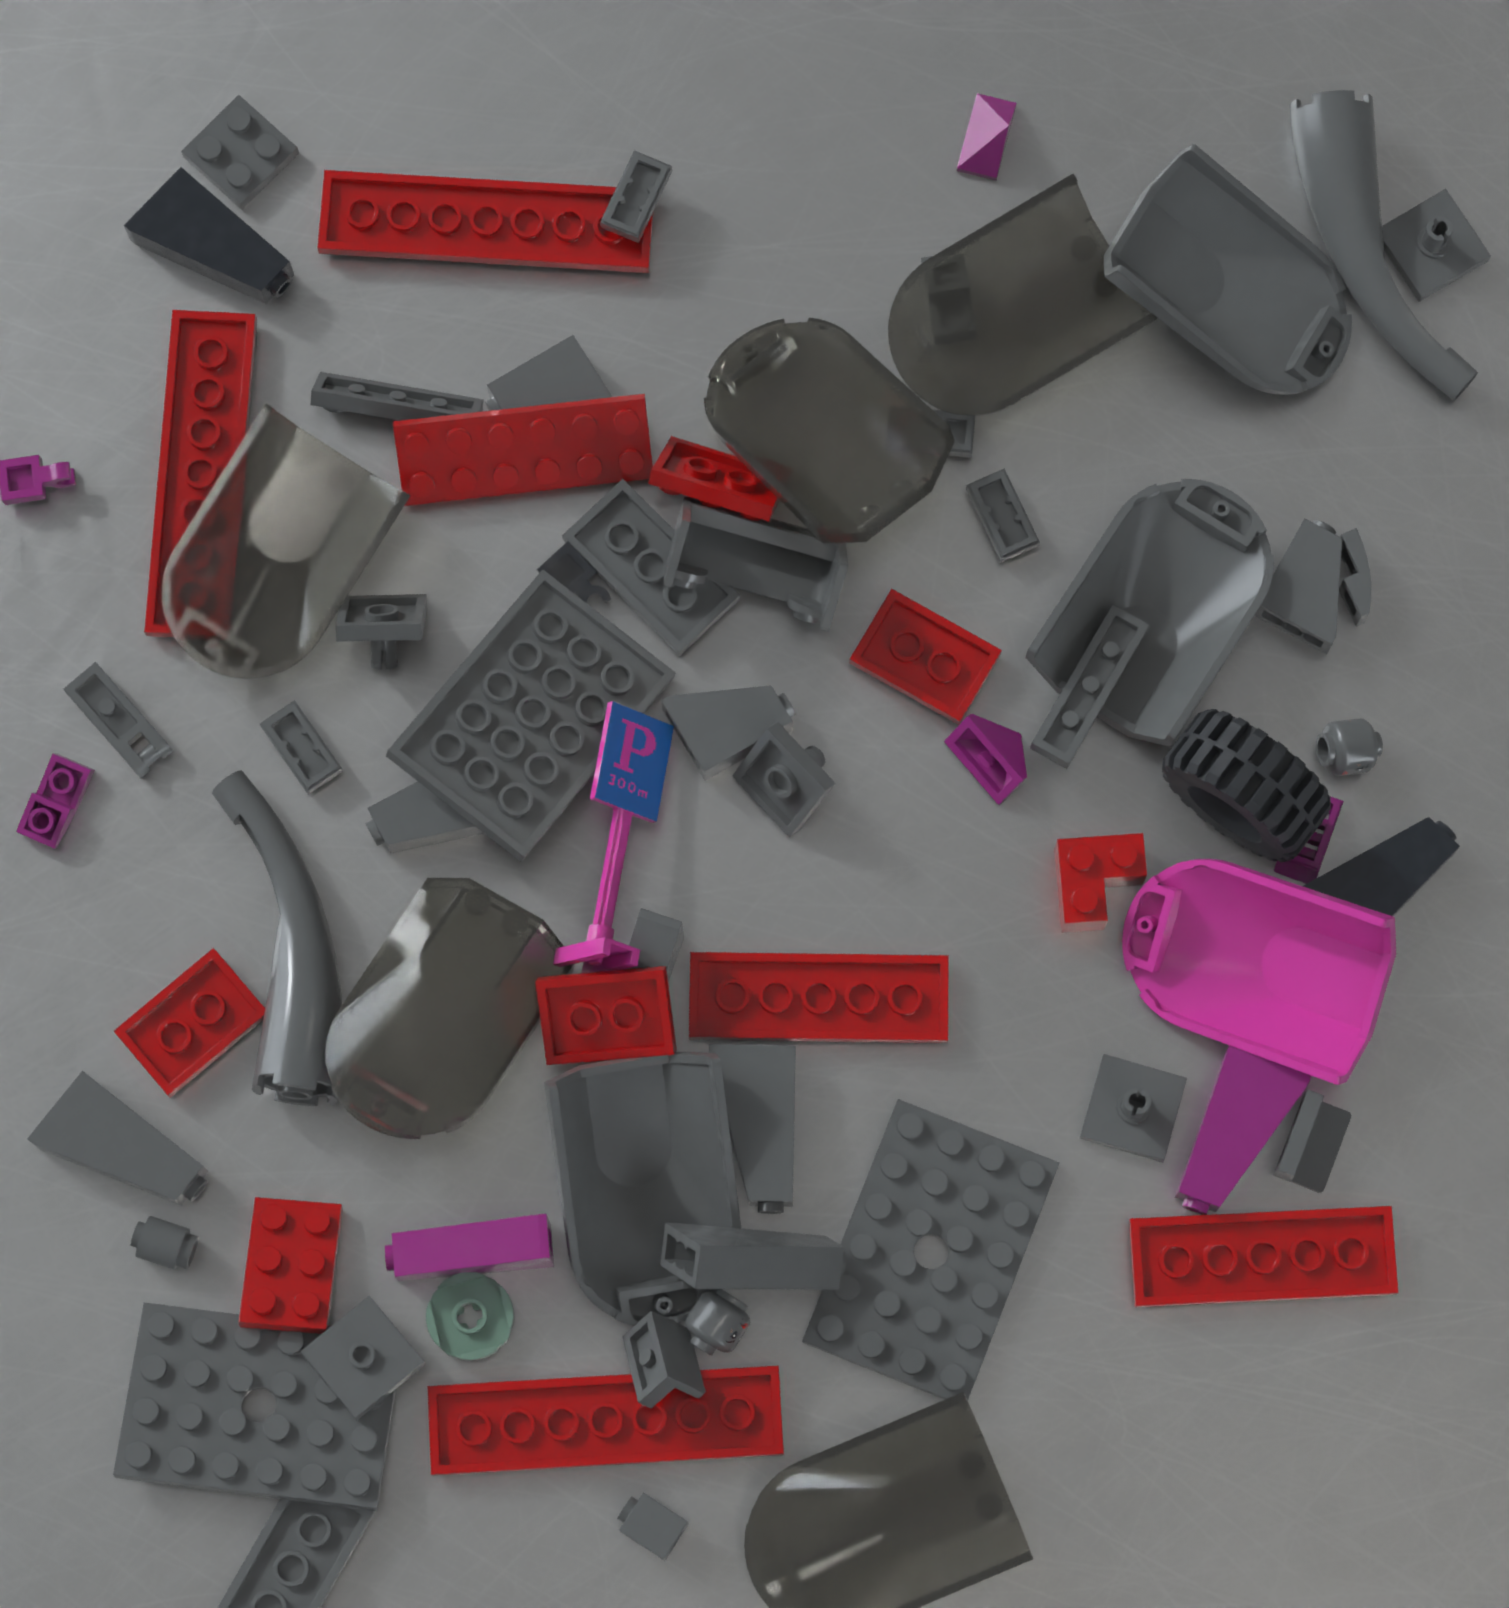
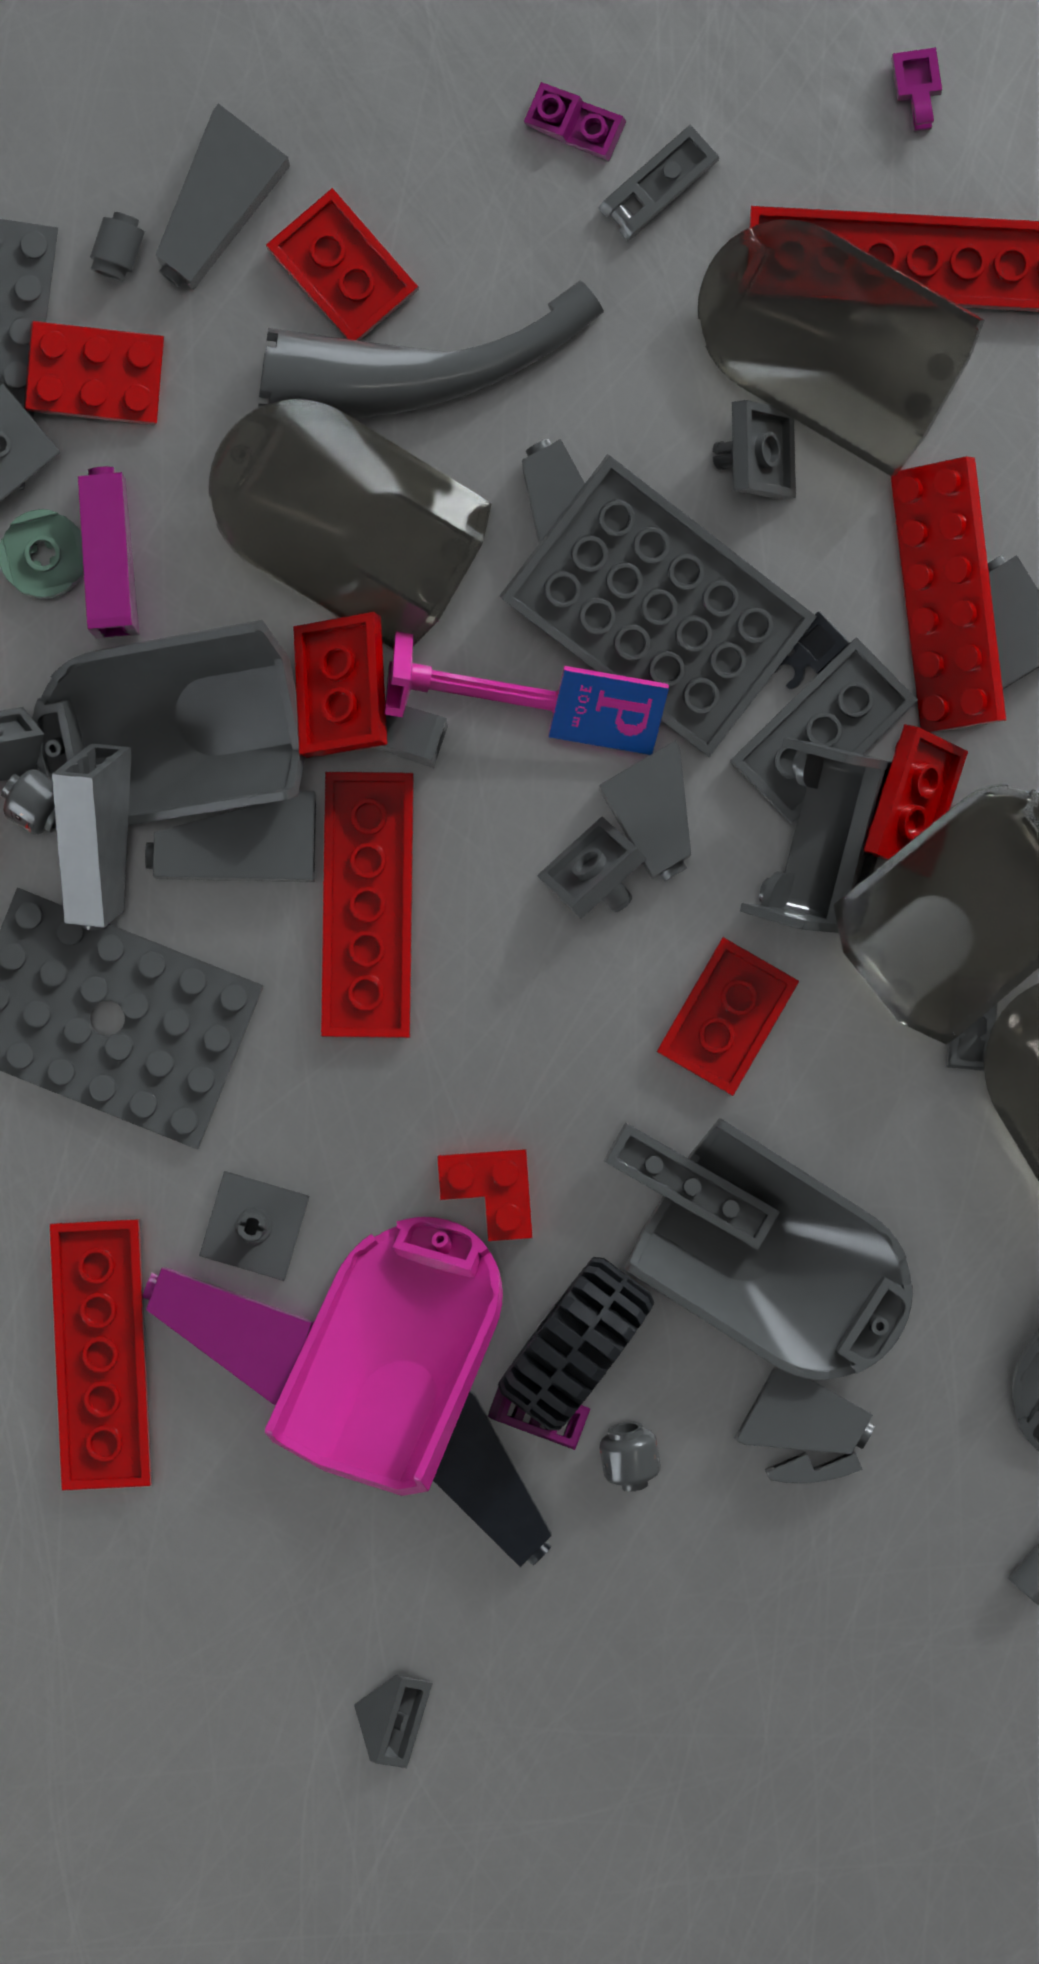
camera: 90 degrees right, 10 degrees up
(301, 747) = (630, 371): dark grey plate -> none
(387, 400) = (1004, 456): dark grey plate -> none
(990, 754) = (623, 1085): magenta slope -> none
(1002, 515) = (881, 1099): dark grey plate -> none
(1312, 1143) = (217, 1408): dark grey panel -> none

